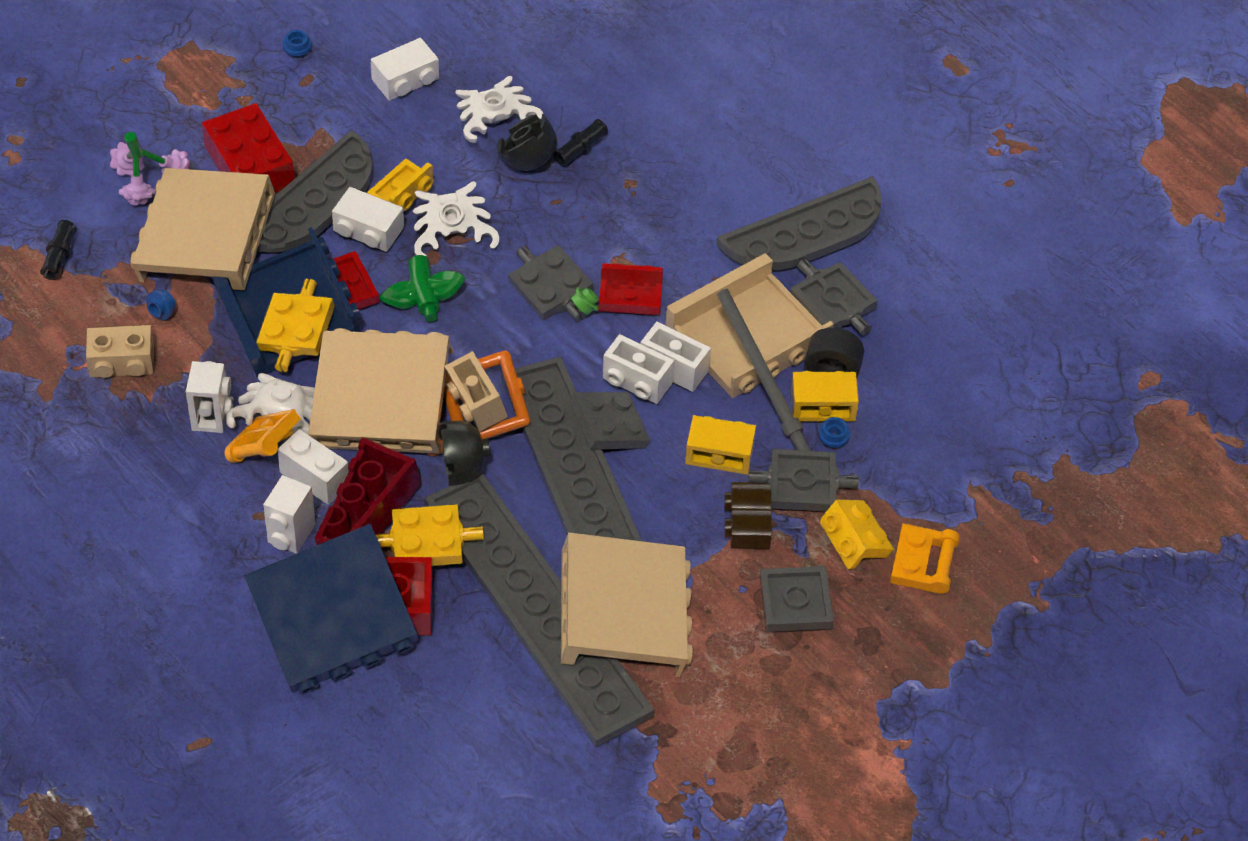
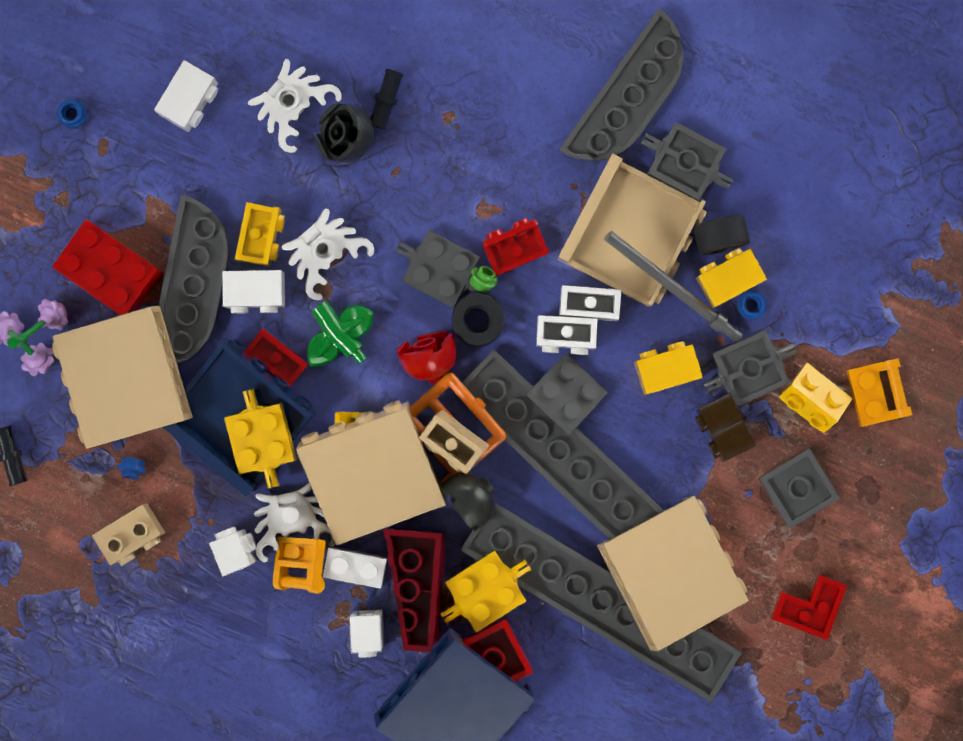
camera: 25 degrees left, 35 degrees up
(492, 332) = (429, 357): none -> red cylinder
(560, 315) = (483, 302): none -> black tyre
(750, 716) = (817, 613): none -> red plate

